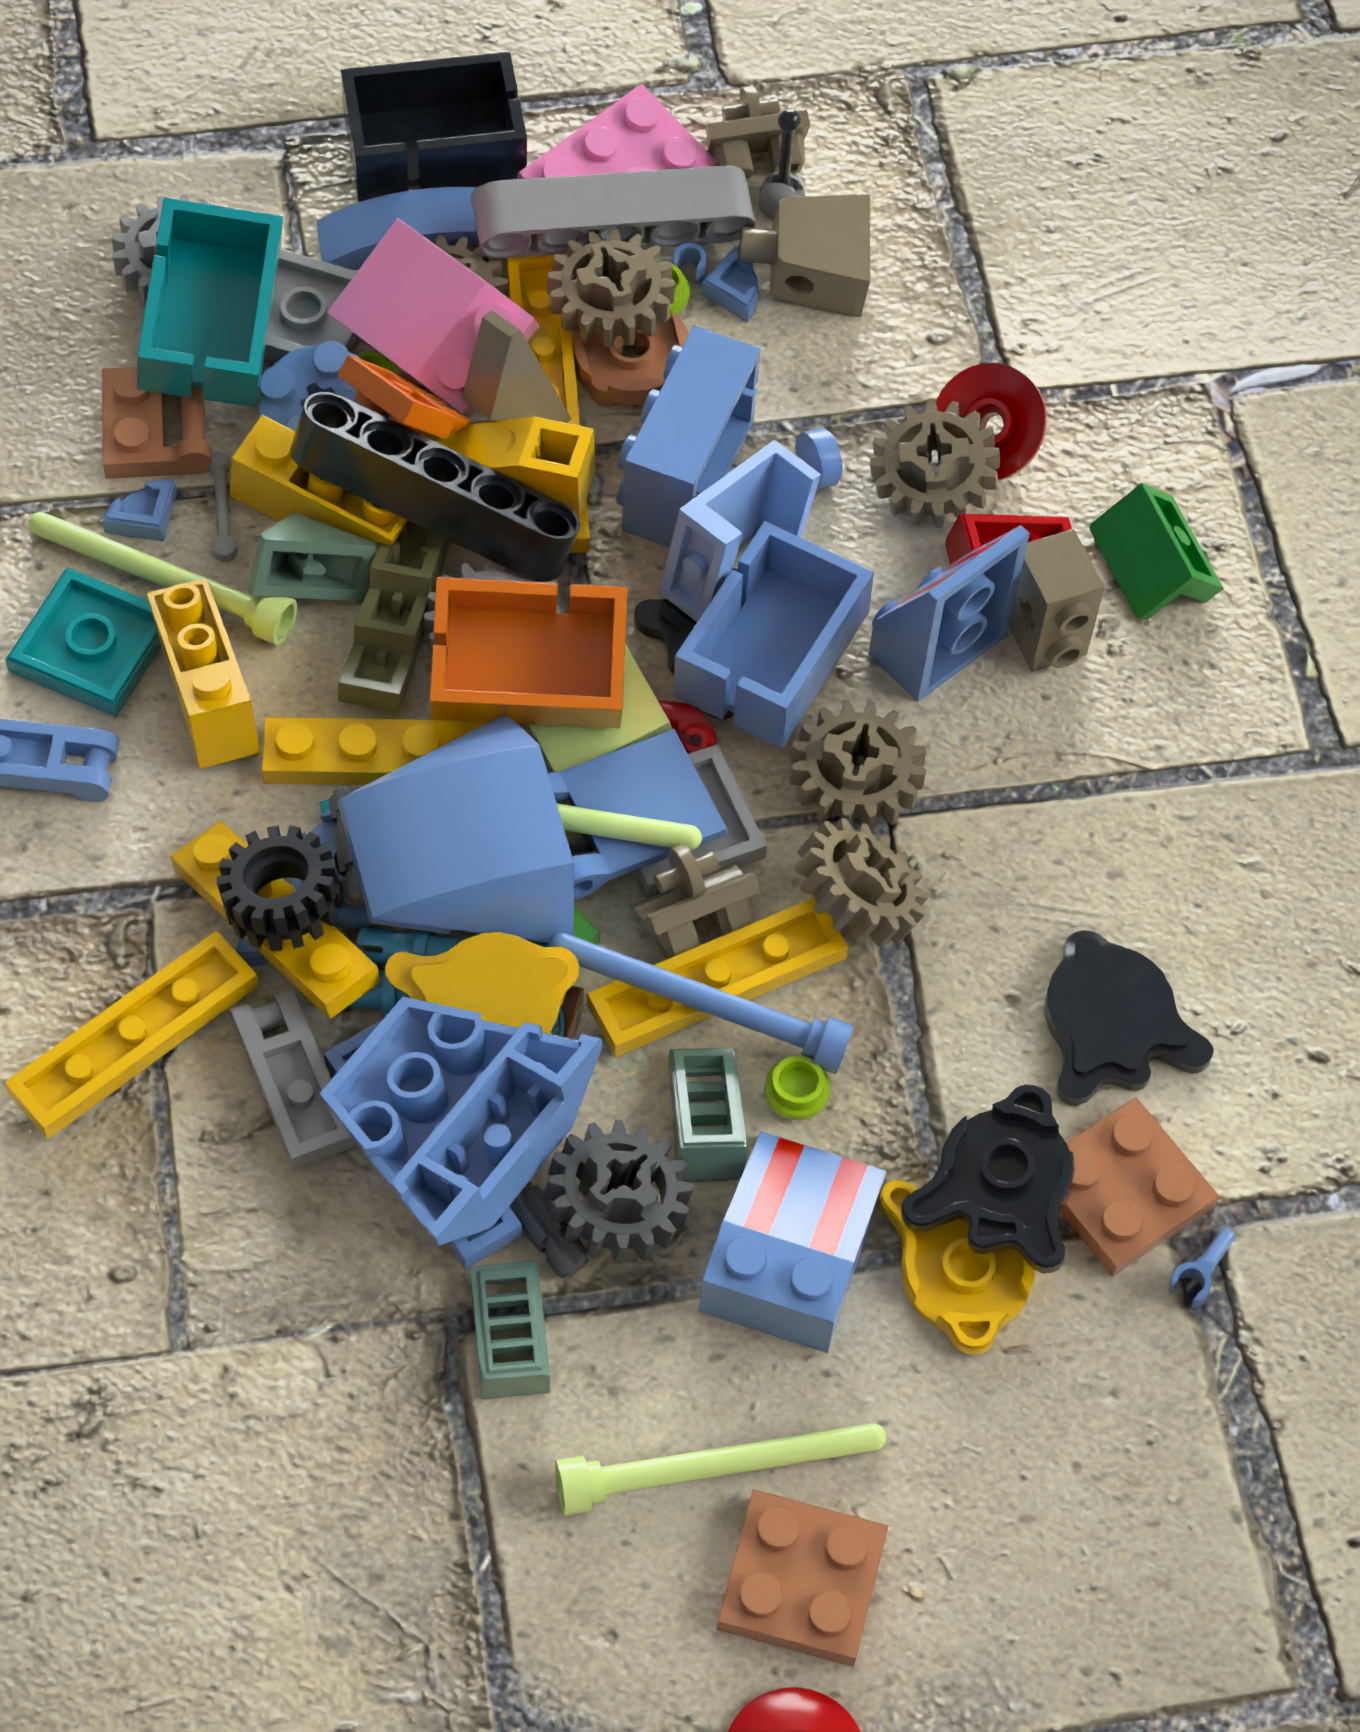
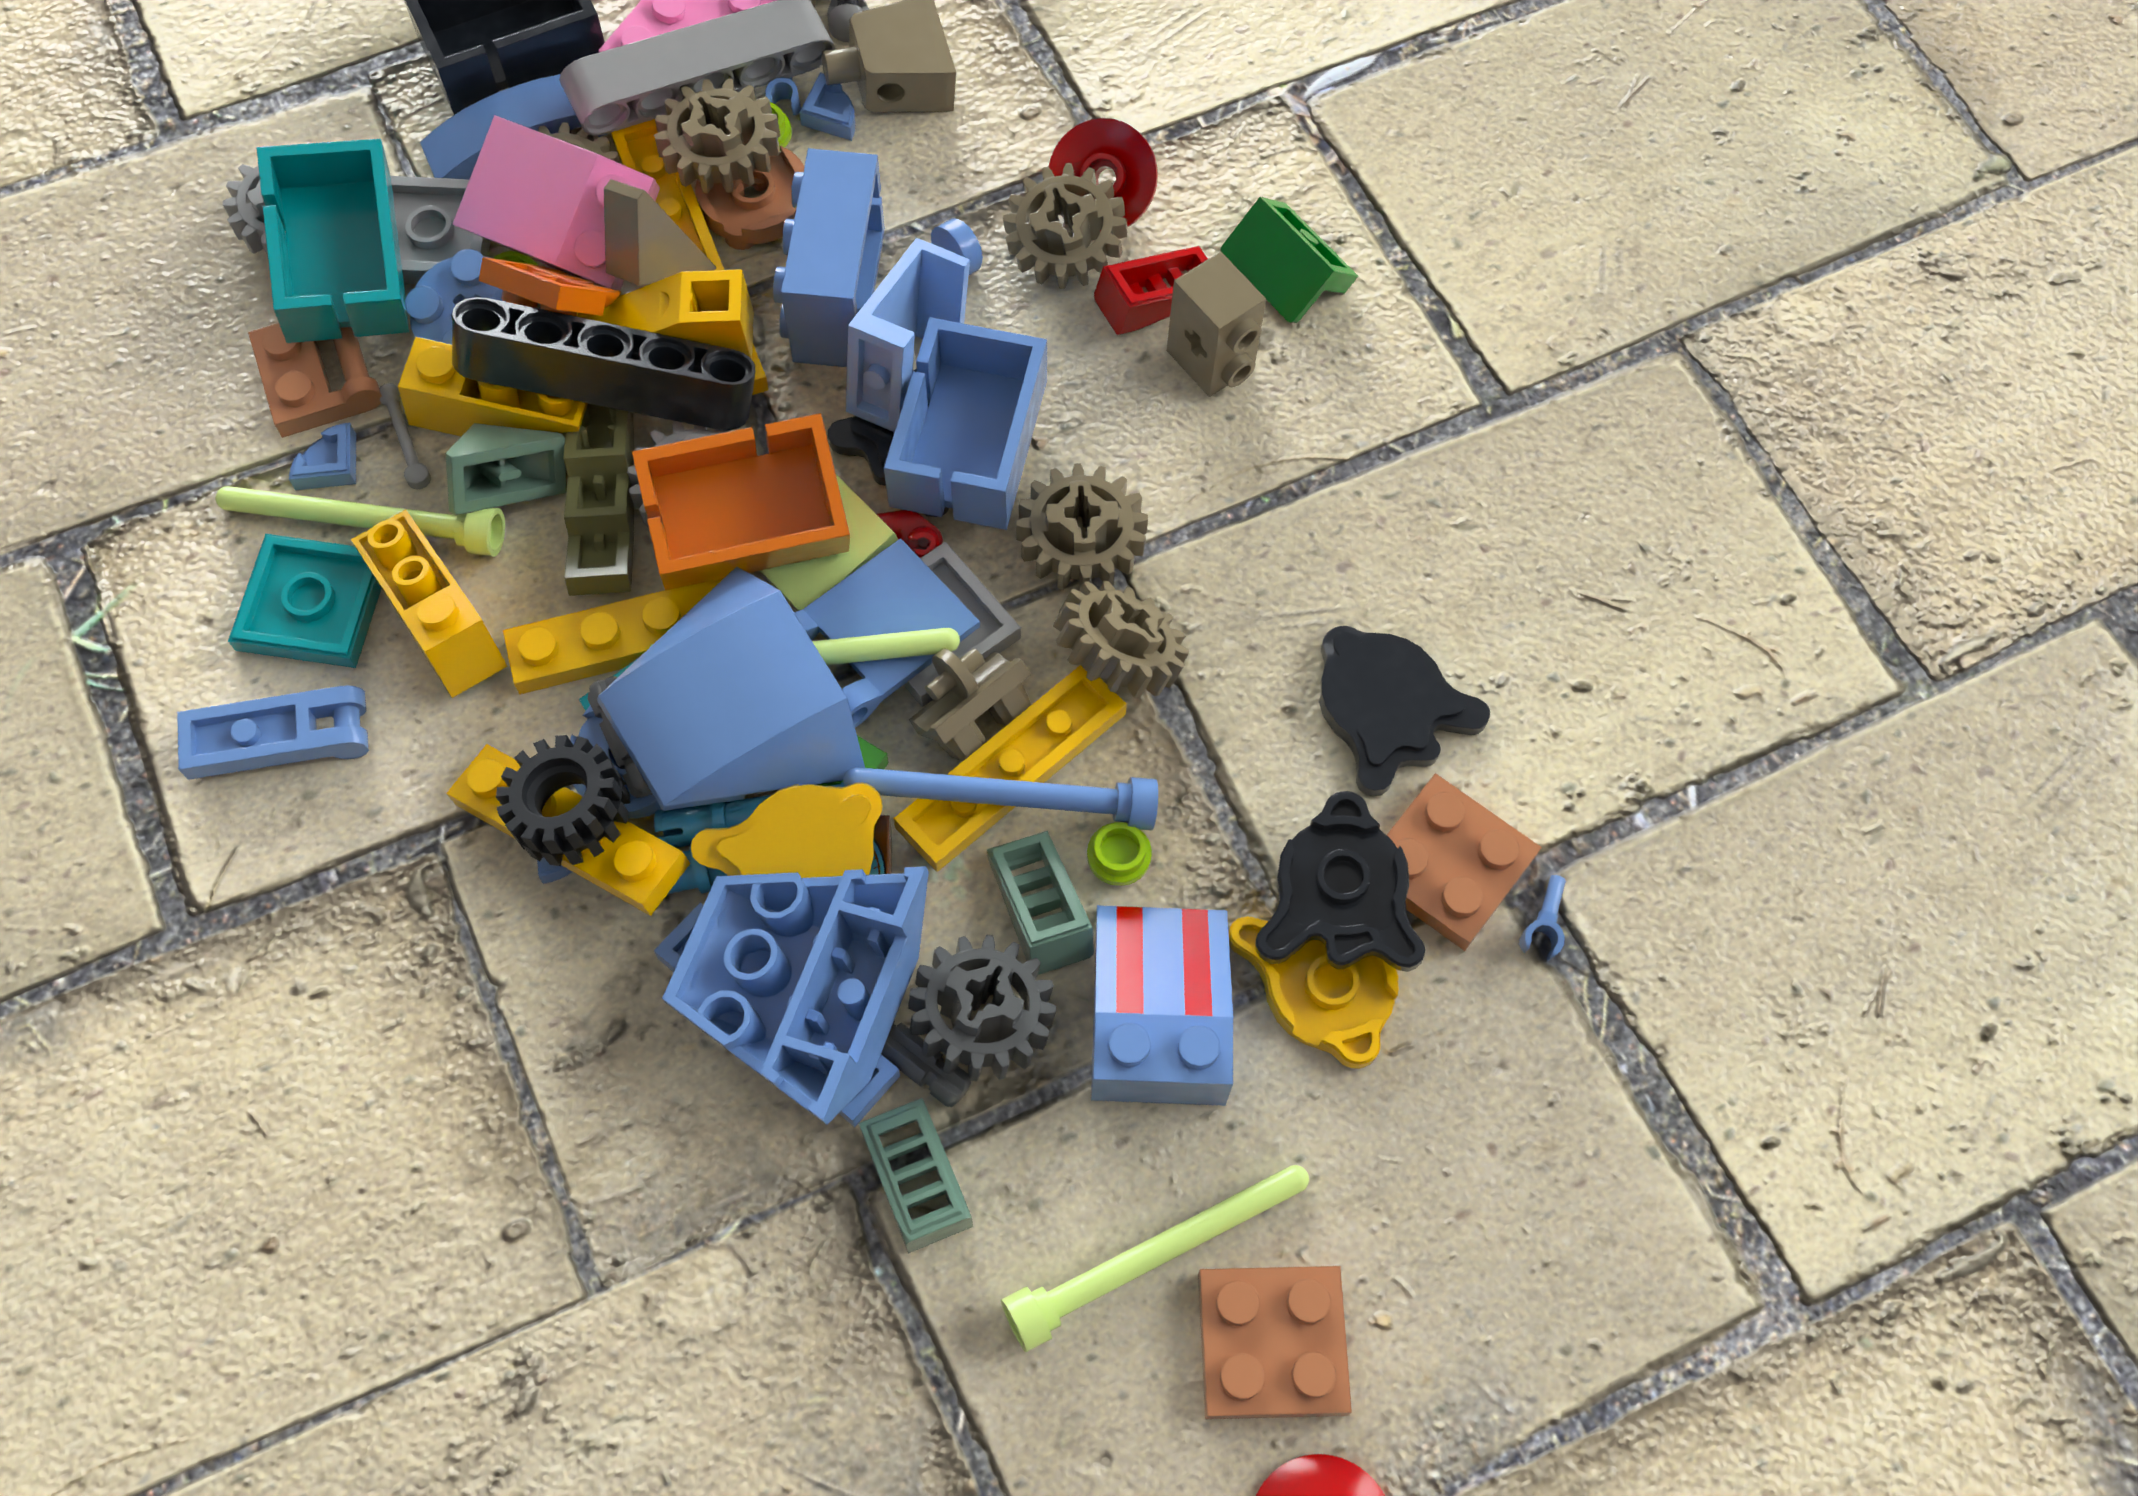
camera: 15 degrees left, 5 degrees up
(131, 1034) = (455, 986): yellow plate -> none
(291, 1078) = (627, 983): light grey plate -> none
(950, 616) = (1125, 361): medium blue slope -> none

